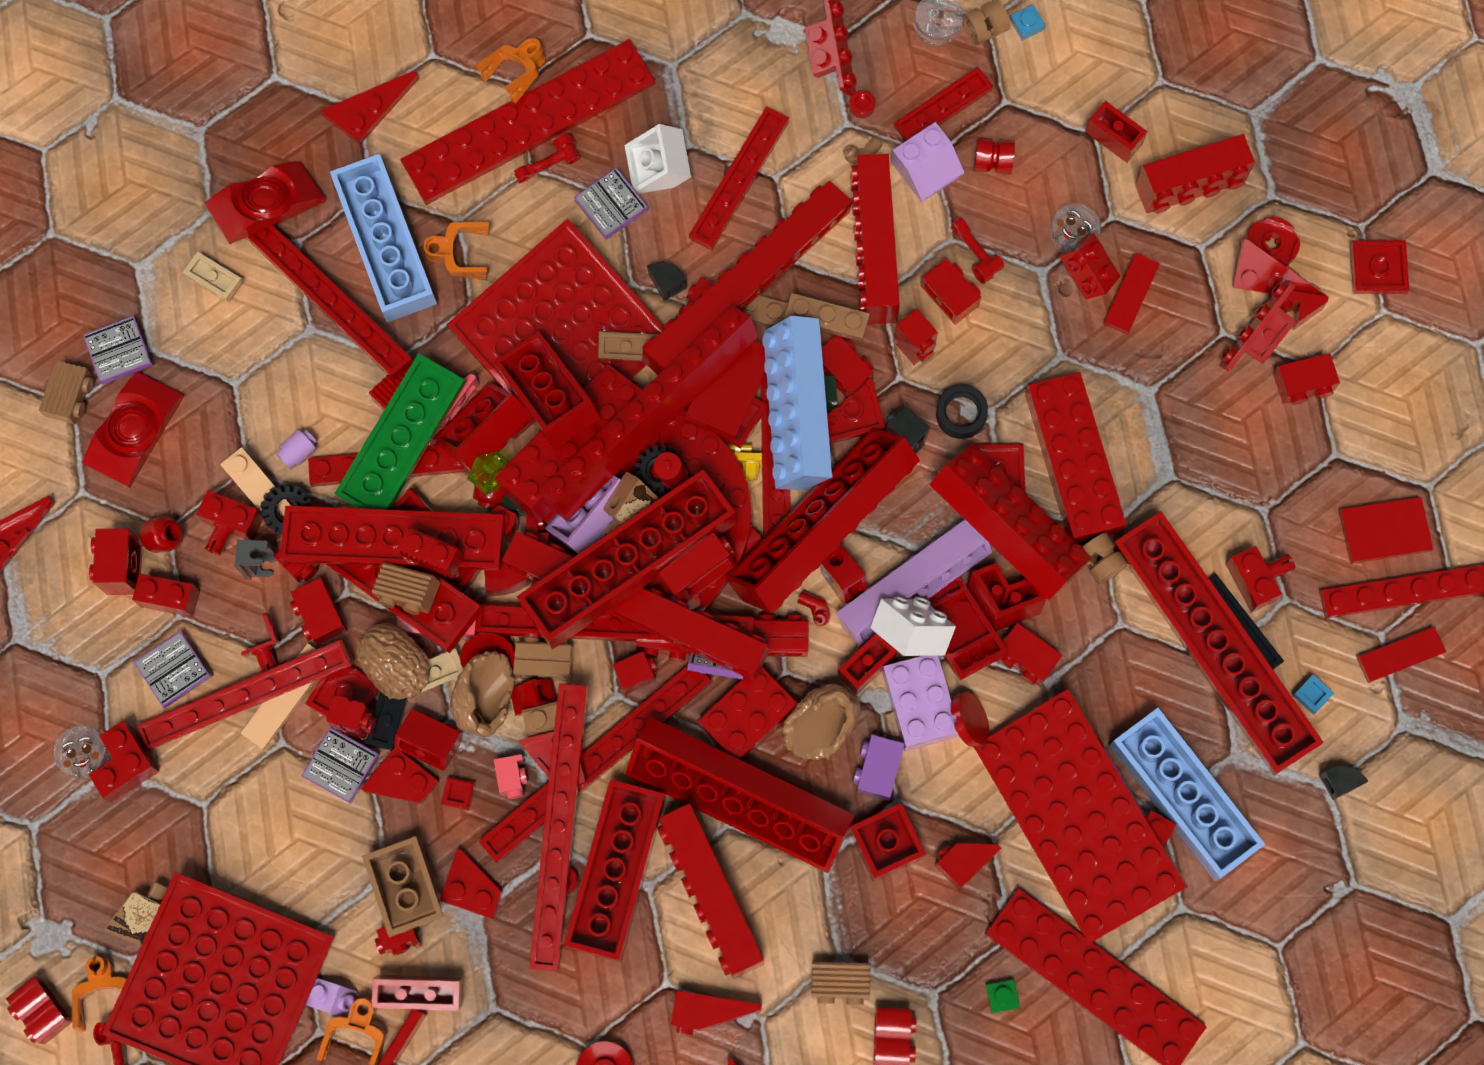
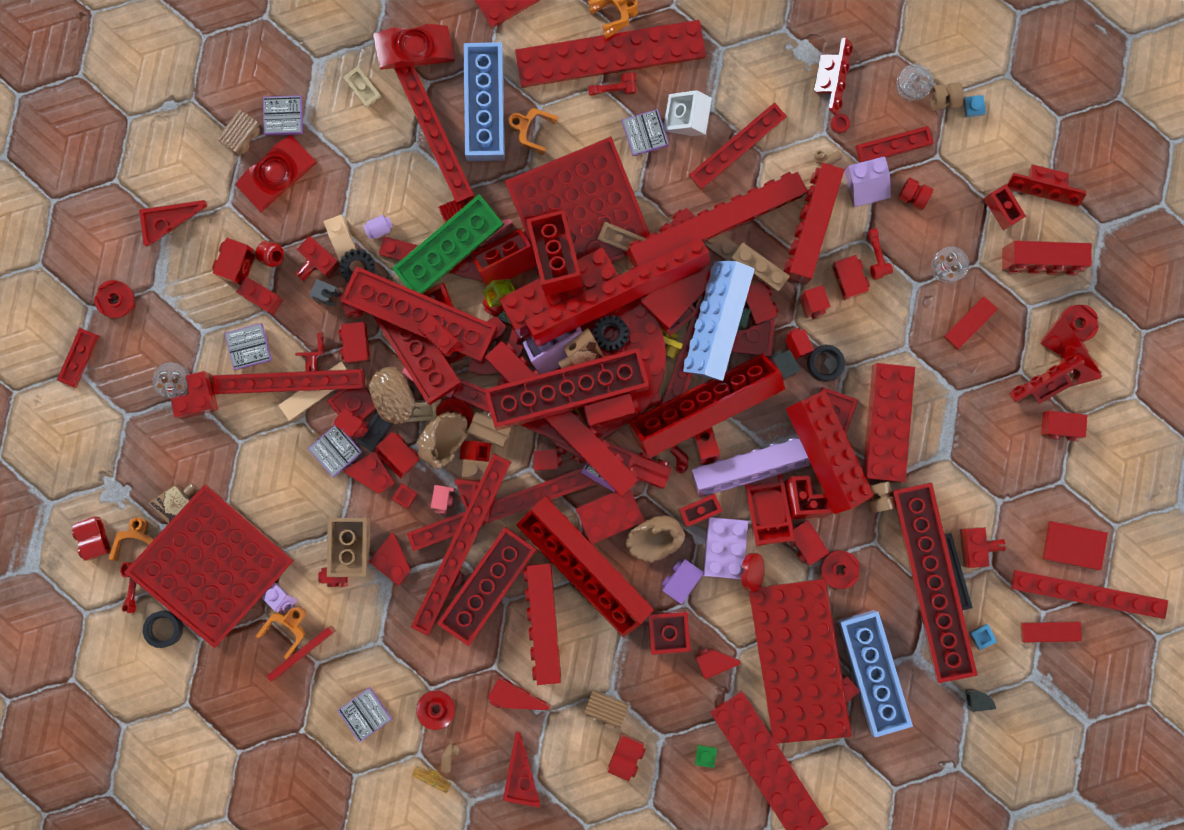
camera: 15 degrees right, 10 degrees up
(406, 588) = (416, 352): medium nougat brick -> none
(417, 992) = (334, 617): brick -> none
(667, 279) = (663, 199): pearl dark grey brick -> none
(670, 470) = (617, 339): red piece -> none
(913, 626) = (738, 500): white brick -> none
(916, 396) = (799, 343): none -> red brick
(1091, 267) = (950, 296): red bracket -> none
(1102, 671) = (840, 558): none -> red plate
(1160, 86) = (1047, 184): none -> red bracket
(1379, 267) = (1144, 366): red plate -> none

